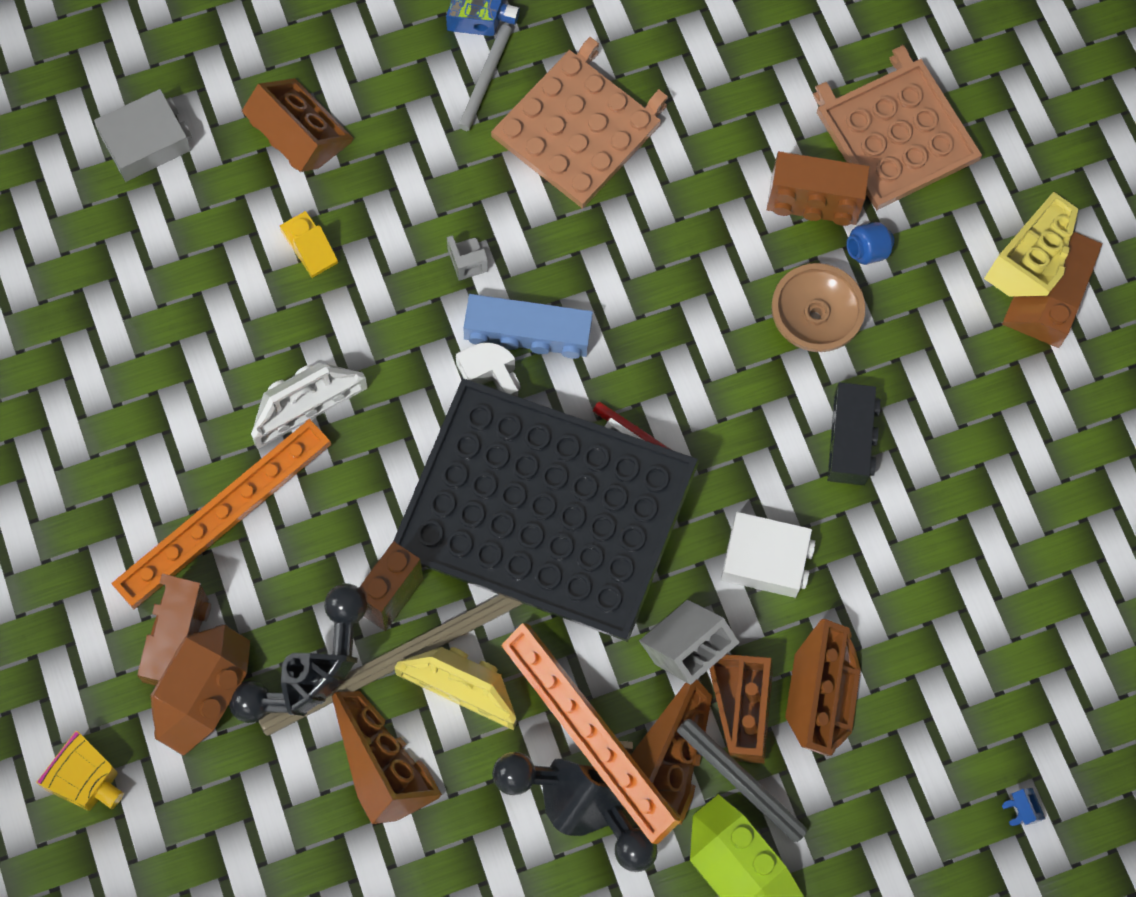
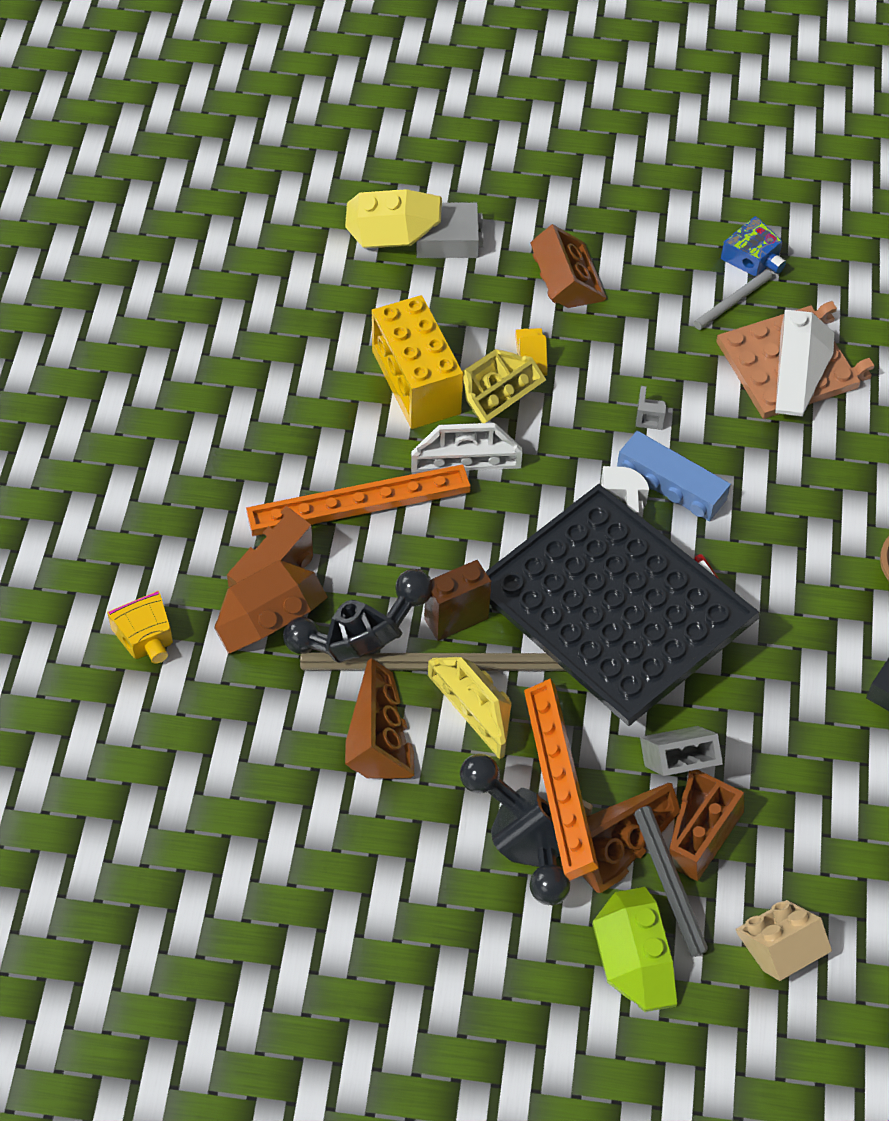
camera: 30 degrees right, 15 degrees down
(79, 155) = (392, 217): none -> light yellow wedge
(200, 323) = (417, 361): none -> yellow brick
(302, 310) = (499, 382): none -> light yellow wedge
(595, 128) = (803, 357): none -> white wedge
(768, 555) = (784, 725): white brick -> none
(824, 688) = (781, 844): dark orange wedge -> none
(872, 782) = (784, 939): none -> tan slope

